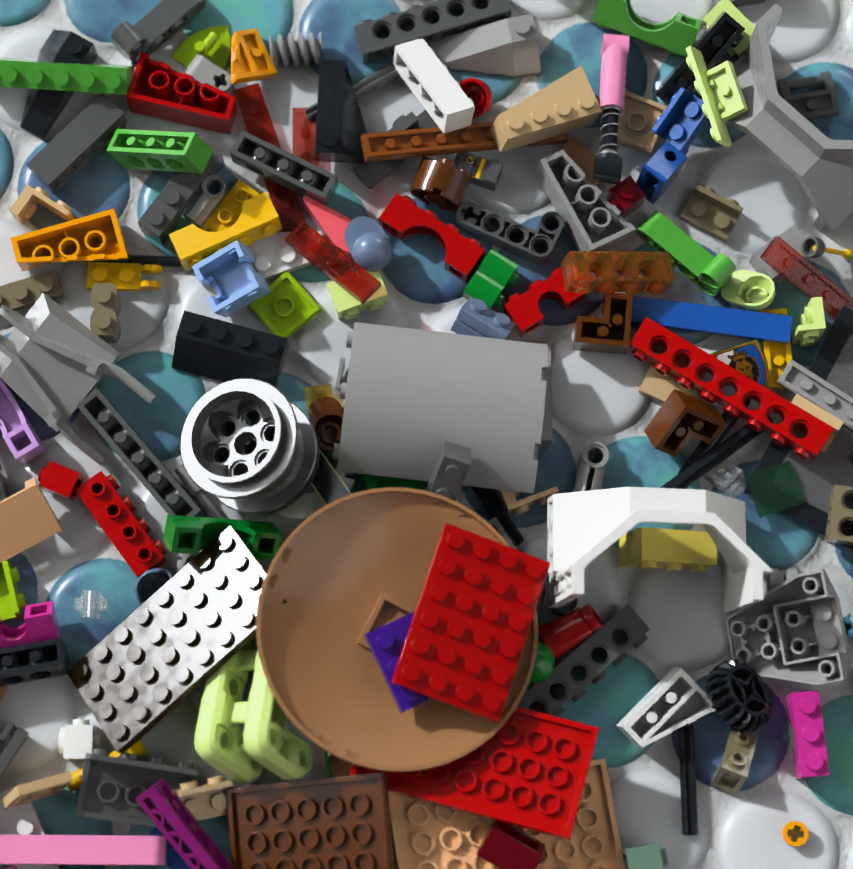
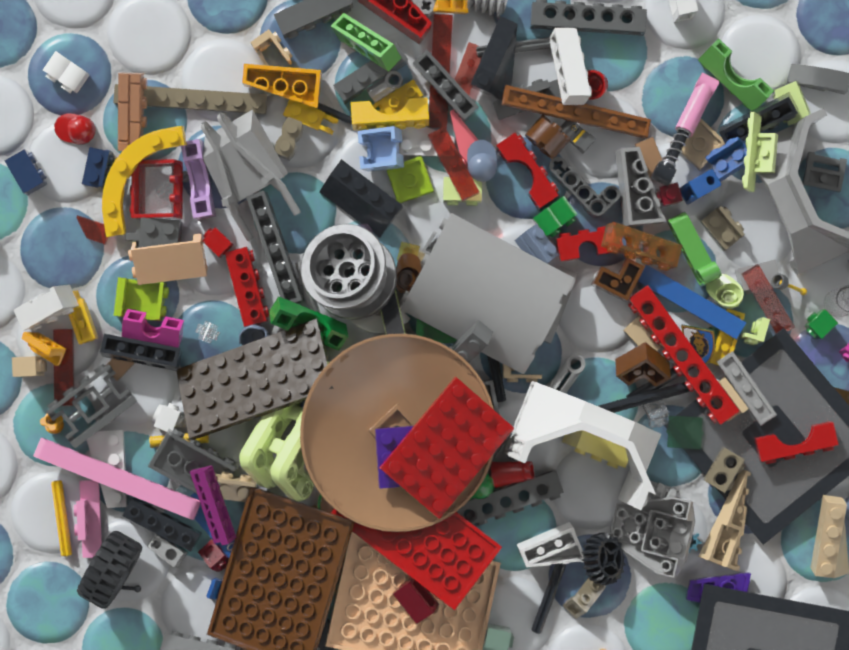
camera: 20 degrees right, 10 degrees up
(37, 790) = (130, 441): tan tile -> none
(496, 48) = (625, 54): light grey wedge -> none
(550, 112) = (641, 116): tan wedge -> none
(810, 745) = (638, 600): dark pink arch -> none

